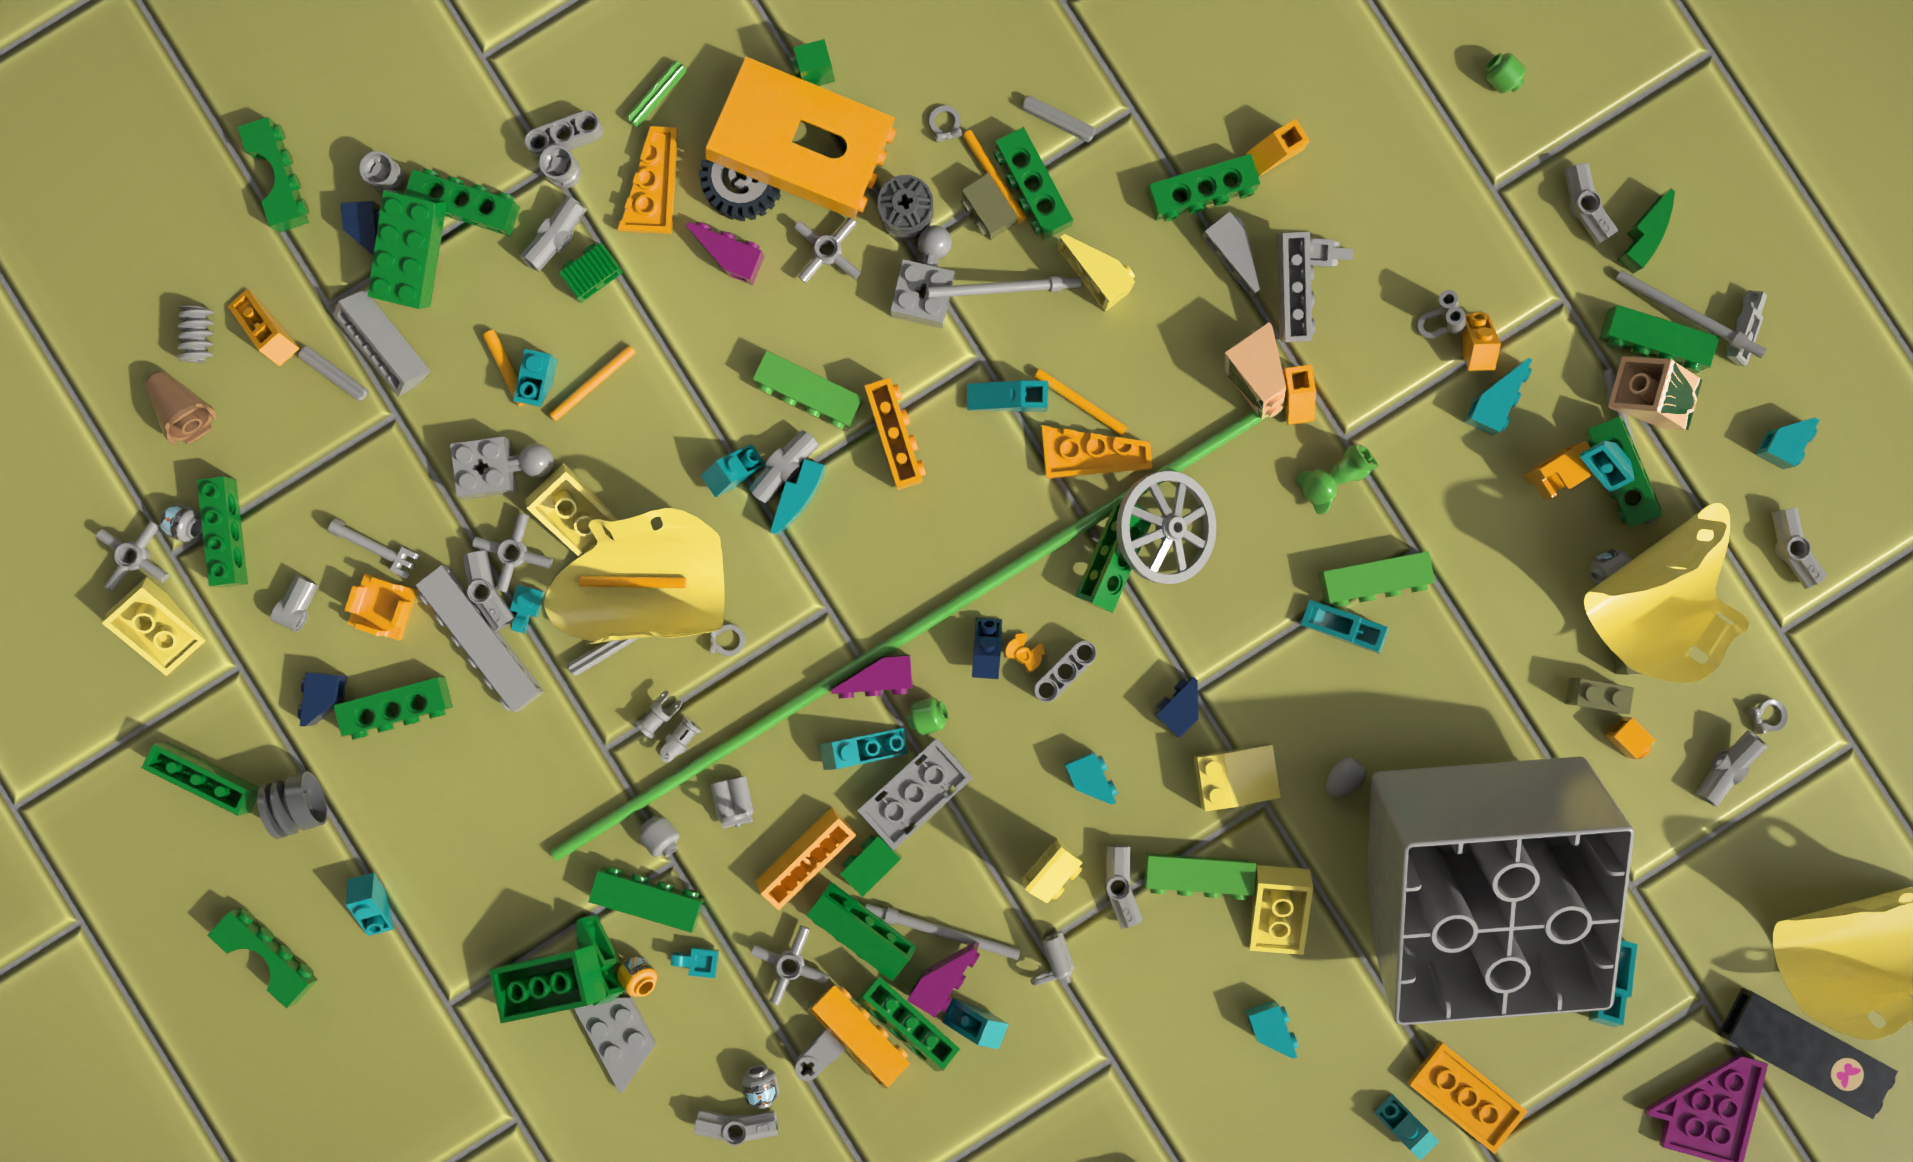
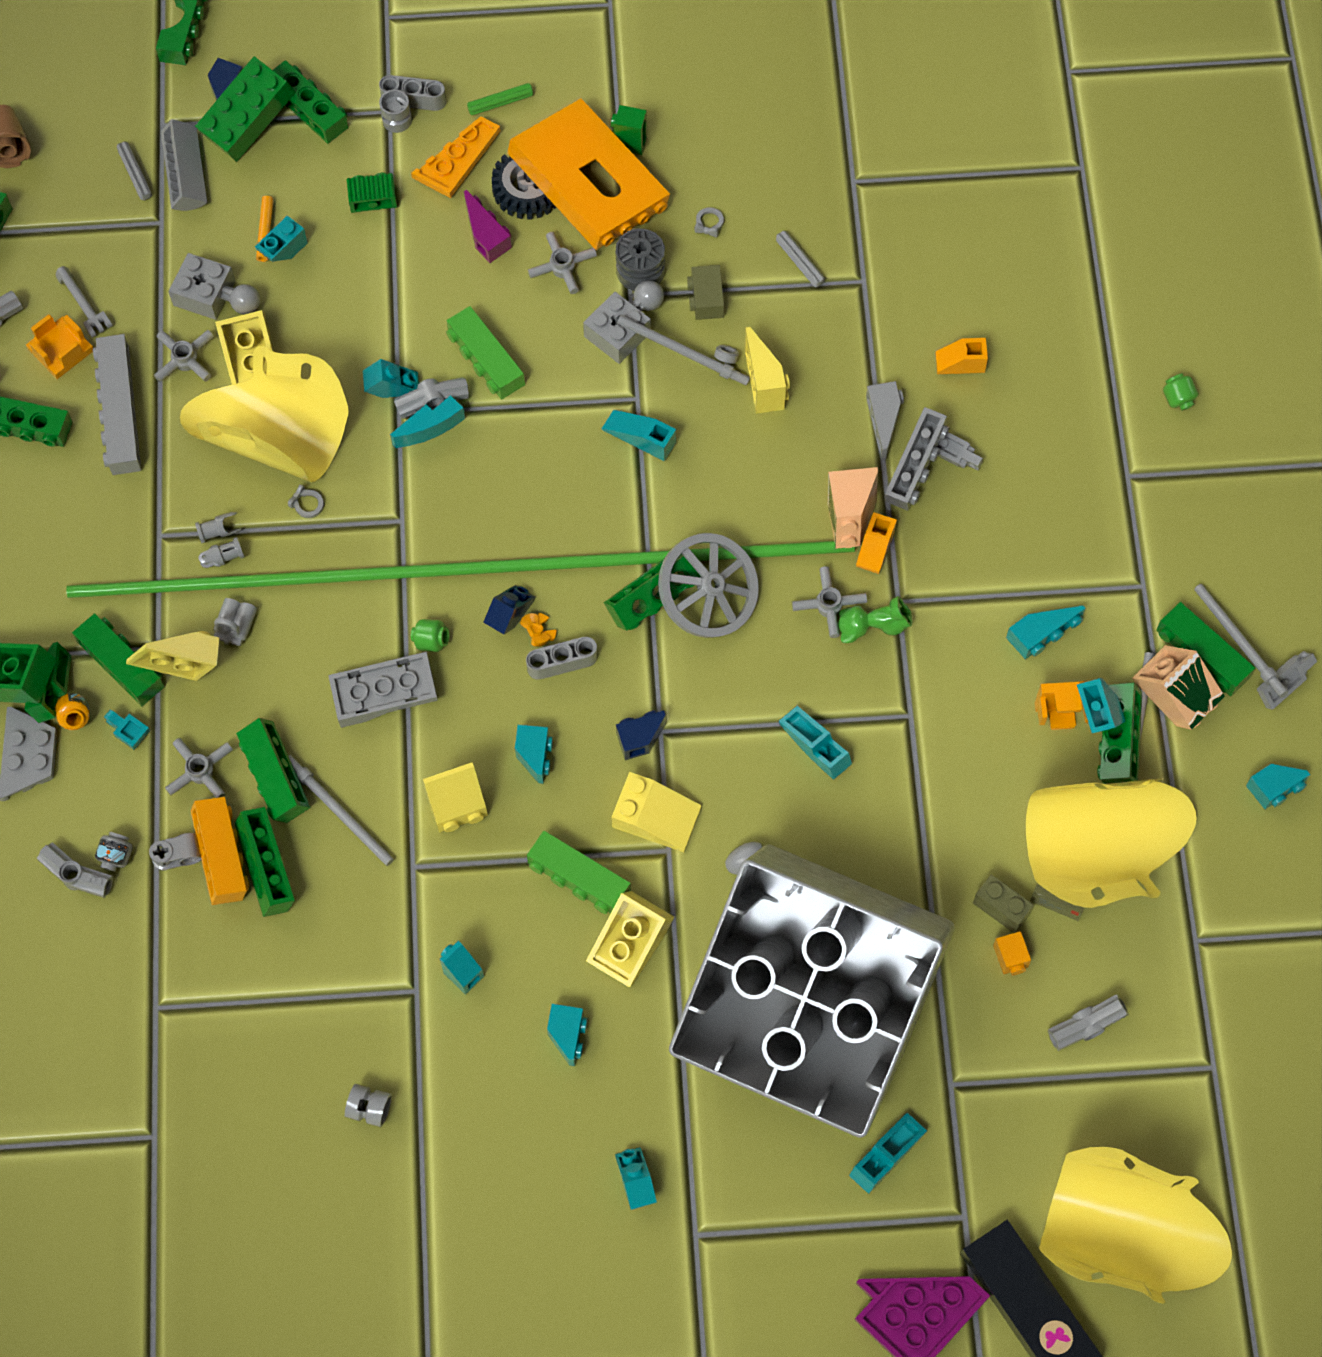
camera: 30 degrees right, 20 degrees down
(194, 334) = (51, 95): light grey piece -> none
(263, 328) = (104, 116): light orange slope -> none
(382, 172) = (263, 47): light grey wheel -> none
(492, 606) = (146, 360): light grey piece -> none
(526, 604) = (167, 399): teal plate -> none
(554, 234) = (360, 154): light grey piece -> none
(592, 382) = (322, 270): light orange bar -> none
(597, 655) = (210, 461): light grey axle -> none
(632, 582) = (262, 424): light orange bar -> none
(659, 836) = (159, 615): light grey head -> none
(716, 866) = (180, 656): none -> light yellow slope
(805, 858) = (263, 694): light orange brick -> none
(863, 749) = (362, 634): teal slope -> none
(870, 864) = (312, 725): green piece -> none
(885, 674) = (411, 586): magenta slope -> none
(894, 435) = (531, 414): light orange brick -> none
(938, 981) = (311, 843): magenta slope -> none
(975, 1024) = (321, 895): teal slope -> none
(989, 168) = (725, 275): light orange bar -> none
(1020, 145) = (755, 260): green brick -> none
(1045, 265) = (726, 354): none -> light grey tile
(1059, 960) = (420, 877): light grey piece -> none
(1081, 402) = (698, 470): light orange bar -> none
(1081, 454) = (673, 504): light orange wing -> none
(1124, 902) = (502, 861): light grey piece -> none
(1146, 1025) = (460, 967): none -> teal slope
(1240, 169) = (878, 349): green brick -> none
(1276, 485) = (830, 593): none -> light grey bar
(1375, 578) = (863, 716): bright green brick -> none
(1450, 309) = (1035, 540): light grey piece -> none
(1467, 1097) = (704, 1182): light orange plate -> none
(1480, 342) = (1050, 578): light orange slope -> none
(1582, 188) = (1198, 532): light grey piece -> none
(1648, 232) = (1237, 565): green slope -> none
(1756, 712) = (1136, 1007): light grey piece -> none
(1802, 563) = (1241, 887): light grey piece -> none

